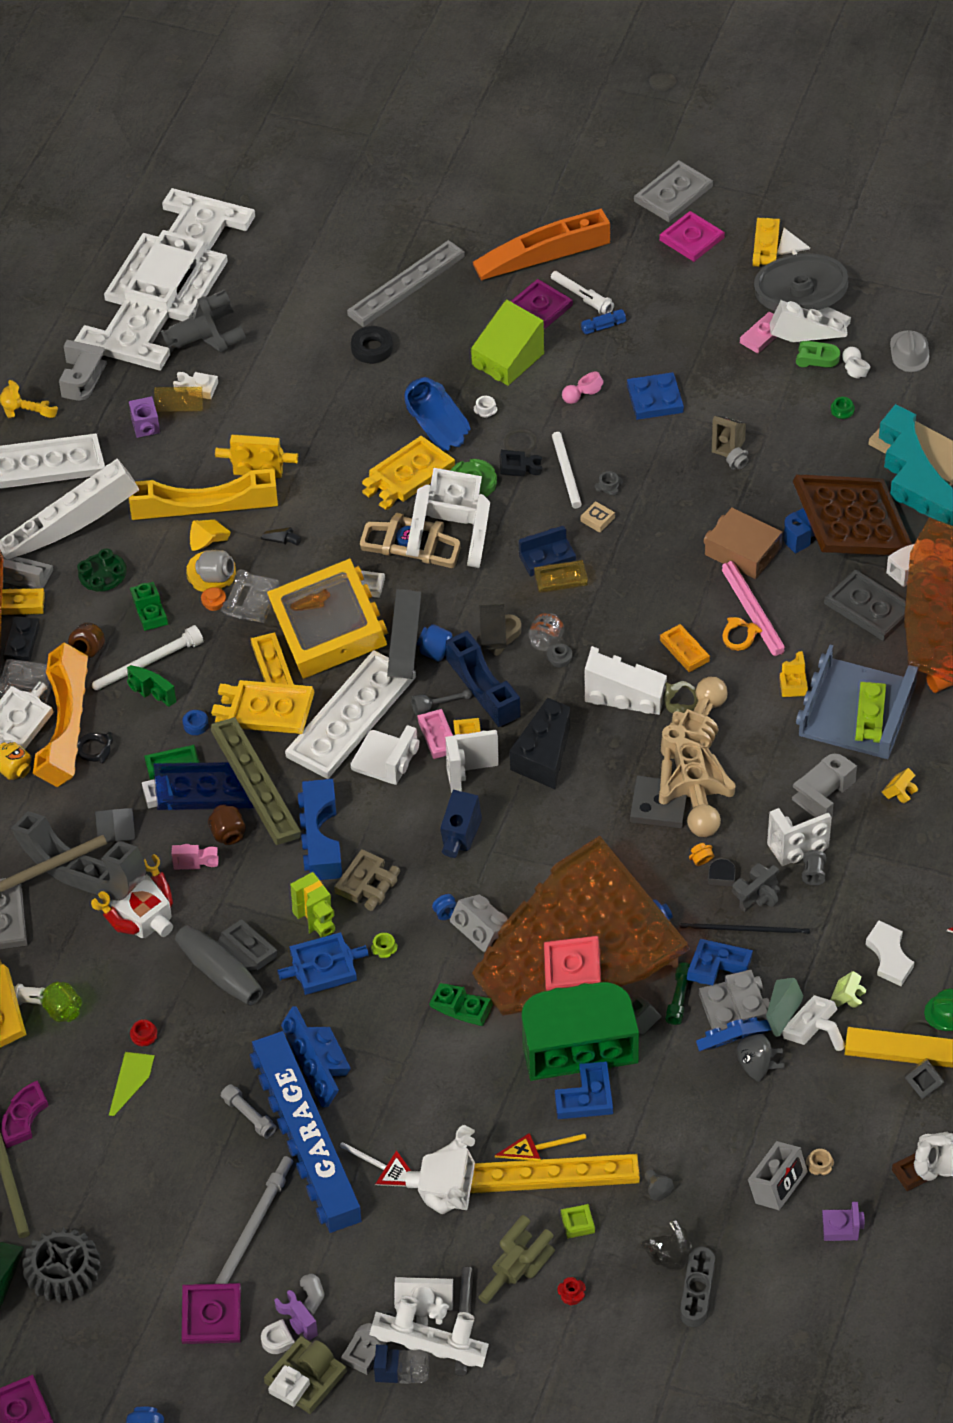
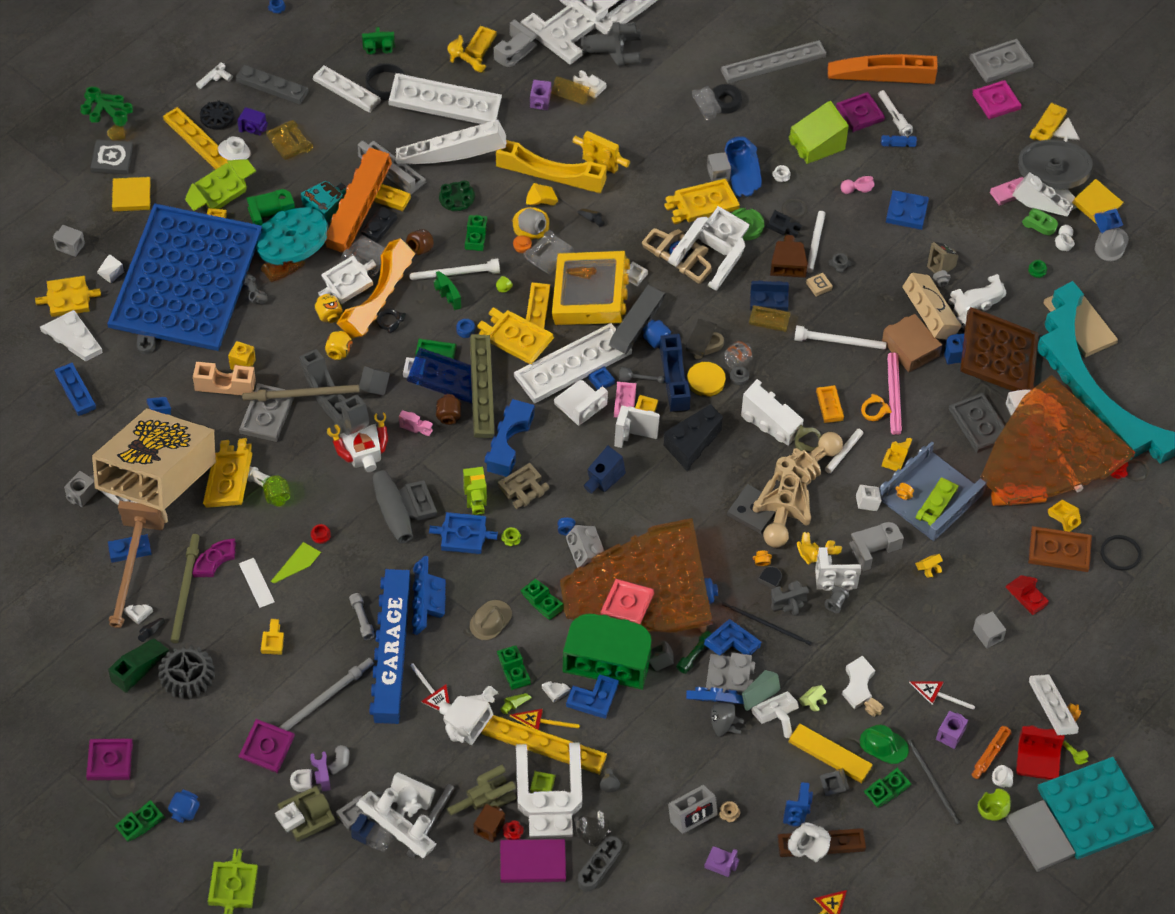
camera: 20 degrees right, 5 degrees up
(36, 381) = (480, 42): none -> yellow plate
(47, 799) = (338, 345): none -> yellow head
(91, 1123) = (256, 582): none -> white sticker
(151, 1184) = (273, 640): none -> yellow plate
(216, 653) = (503, 284): none -> lime hinge
(354, 356) = (706, 102): none -> clear hips
(394, 720) = (601, 378): none -> blue tile
(406, 424) = (718, 166): none -> light grey brick
(409, 1053) = (490, 619): none -> dark tan piece
(468, 1099) = (513, 667): none -> green slope
(491, 1138) = (513, 702): none -> lime bar
(523, 672) = (706, 379): none -> yellow tile
(534, 1105) = (556, 690): none -> white tile
(539, 1292) = (489, 822): none -> reddish brown brick
(548, 499) = (789, 258): none -> reddish brown torso
(605, 1249) = (549, 811): none -> white plate
(608, 580) = (803, 334): none -> white piece
(614, 1316) = (532, 860): none -> magenta tile
(731, 688) = (845, 449): none -> white bar
(746, 492) = (931, 306): none -> tan brick
(757, 827) = (810, 551): none -> yellow piece
(787, 737) = (868, 497): none -> white slope
(799, 462) = (977, 298): none -> white animal
(827, 713) = (904, 491): none -> light orange plate
(870, 309) = (1096, 199): none -> yellow tile
(894, 325) = (1108, 220): none -> blue tile
(903, 1120) = (796, 811): none -> blue bracket
(923, 974) = (873, 707): none -> tan plate

